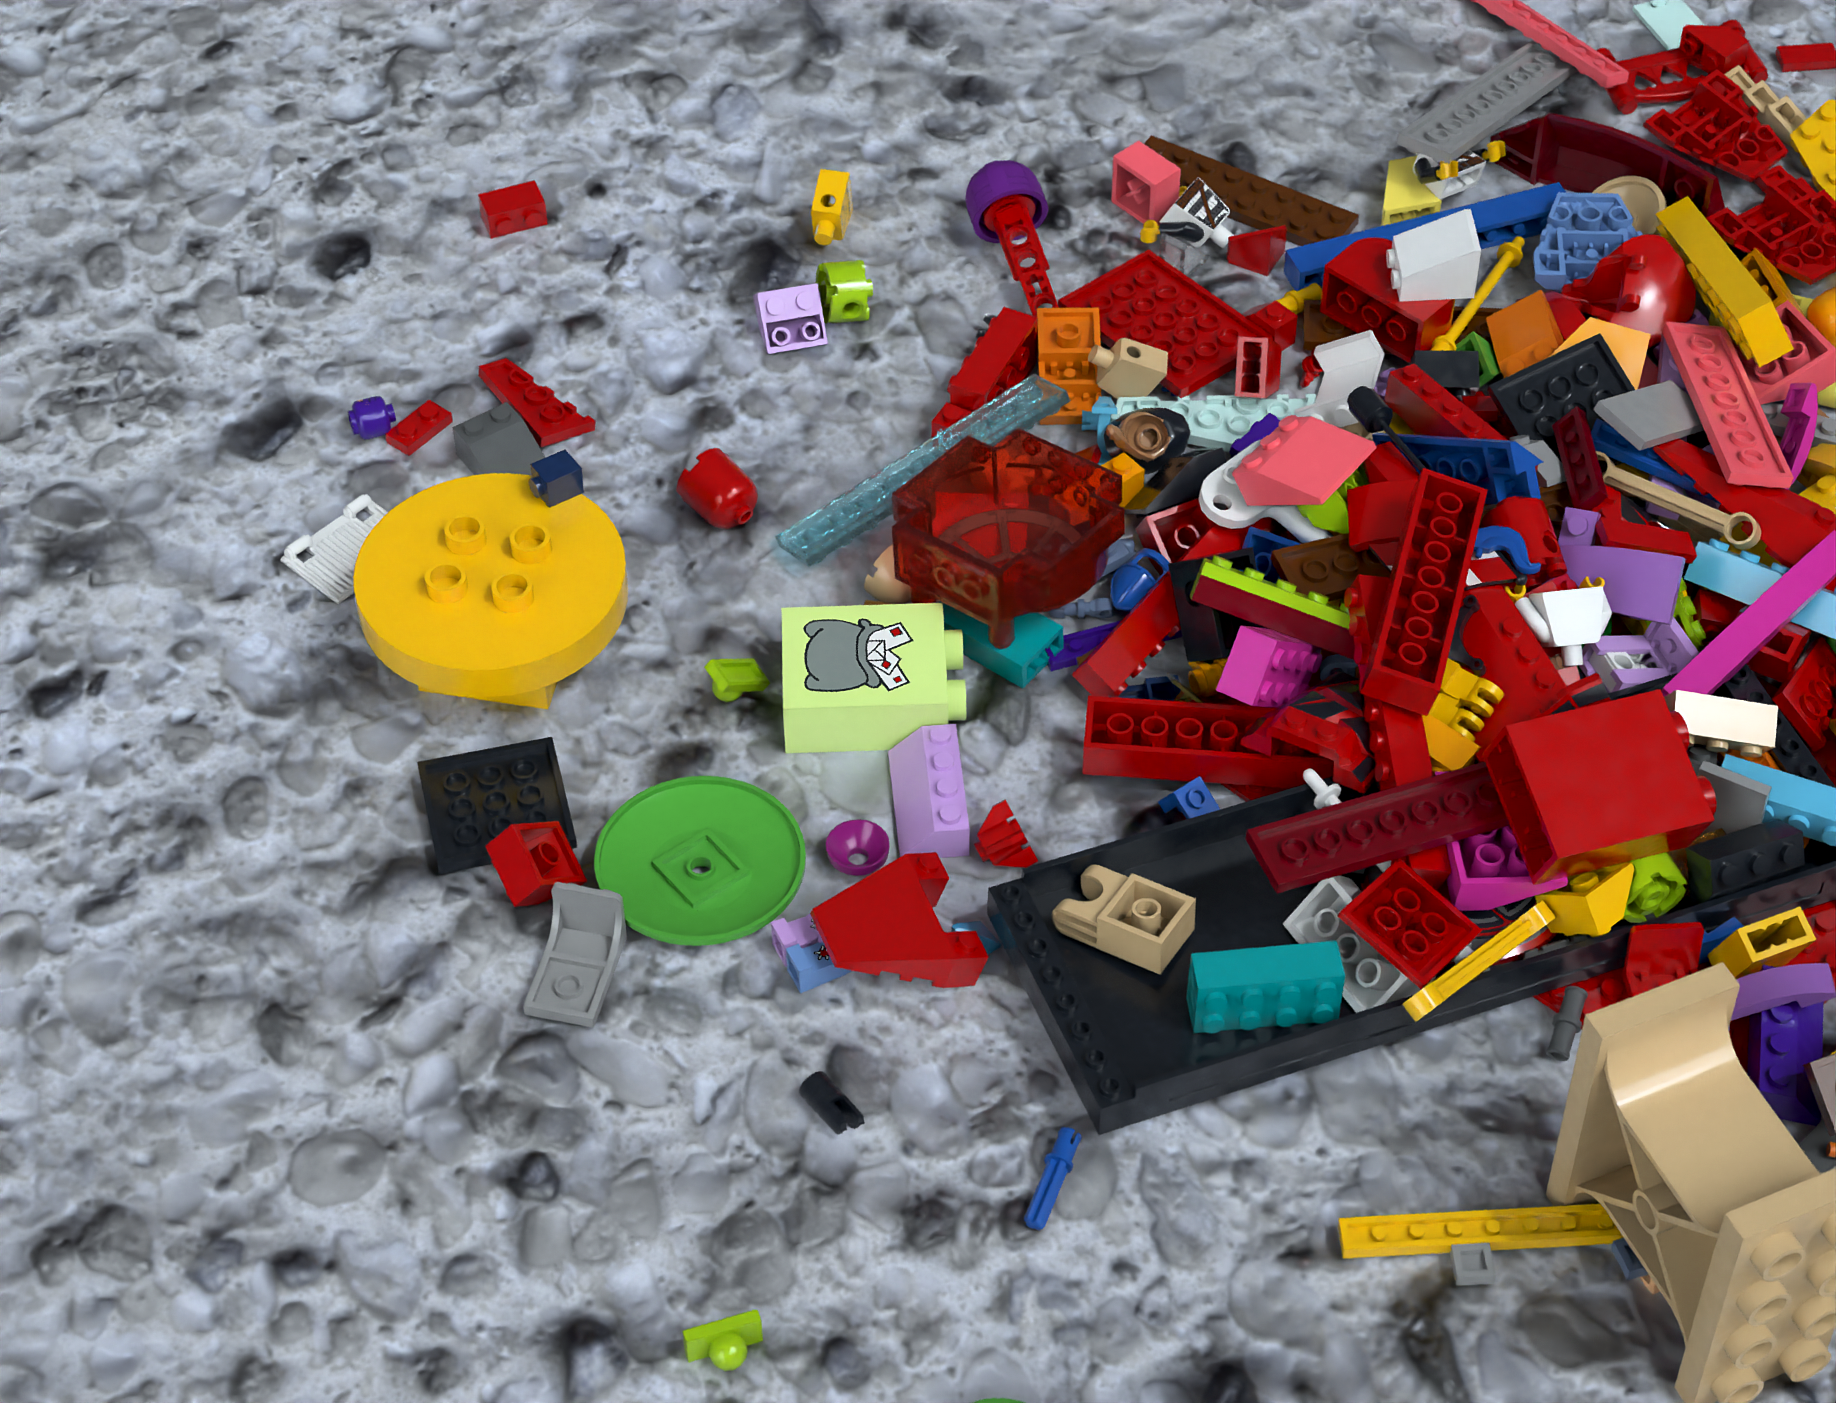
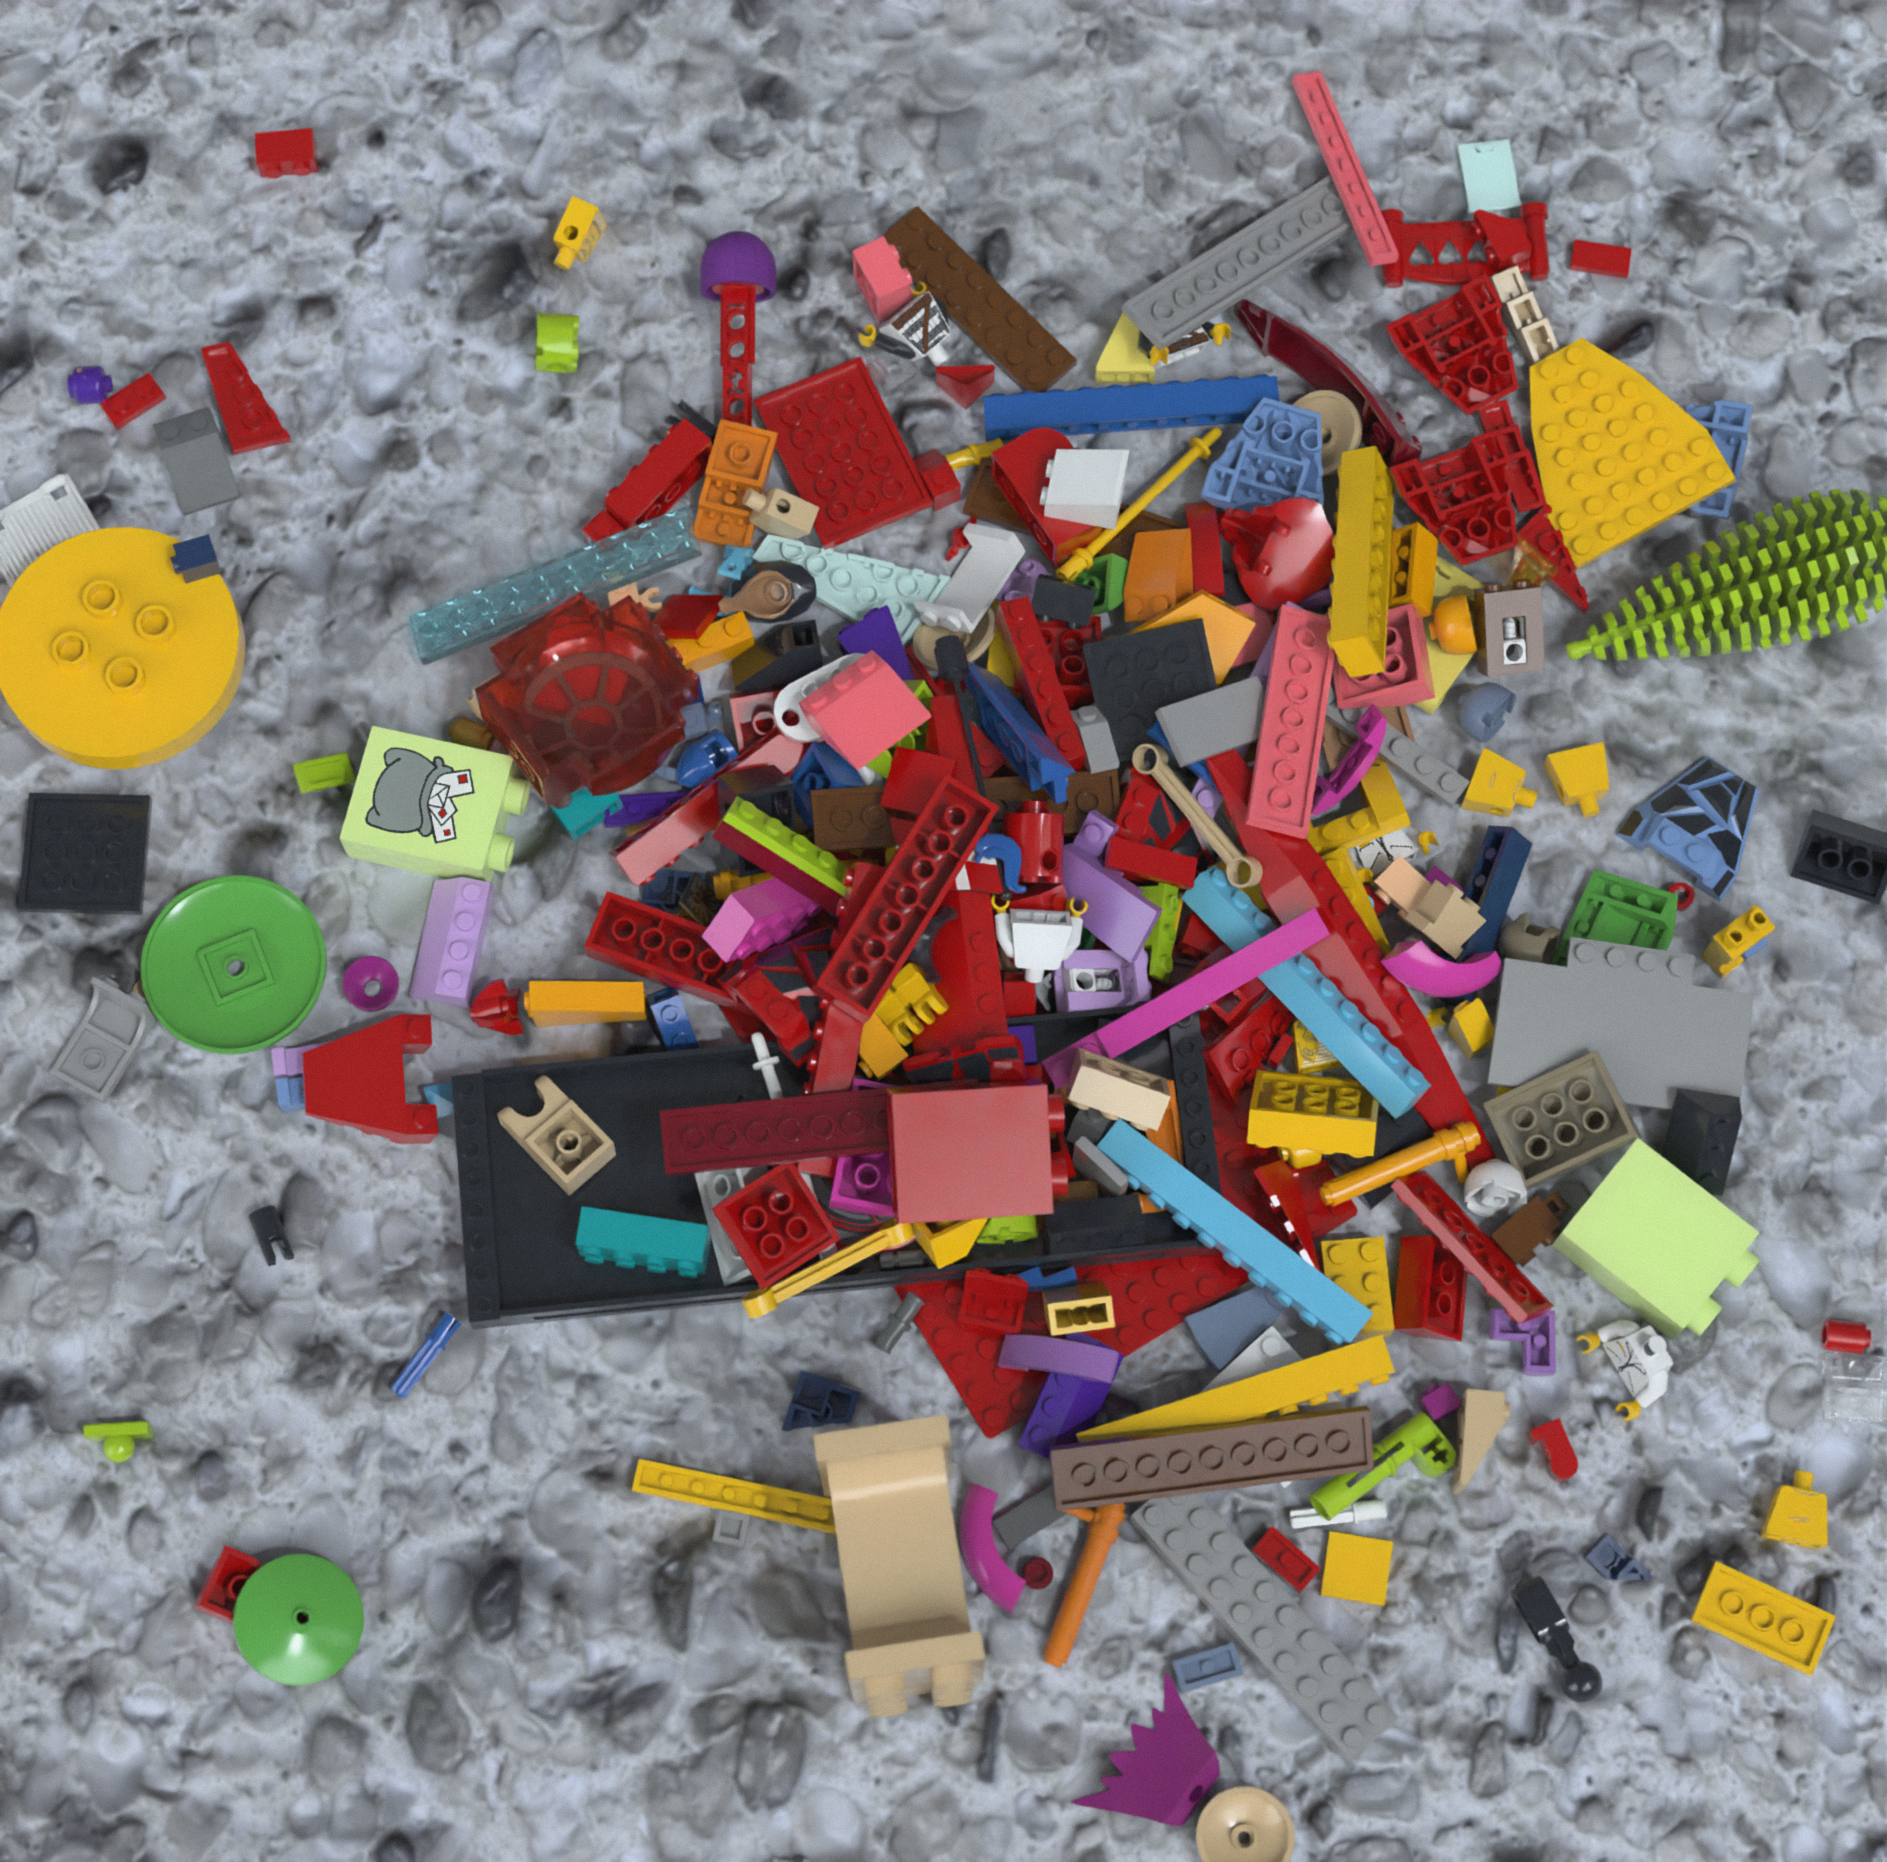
camera: 15 degrees right, 25 degrees up
(532, 860) = (97, 931): red slope -> none
(718, 490) = (370, 558): red cylinder -> none
(790, 318) = (501, 357): lavender slope -> none
(1096, 811) = (584, 1002): none -> light orange slope
(1257, 367) = (901, 540): red torso -> none
(1482, 406) = (1074, 646): red tile -> none
(1515, 1120) = (820, 1402): none -> dark blue slope
(1579, 460) = (1127, 757): dark red plate -> none

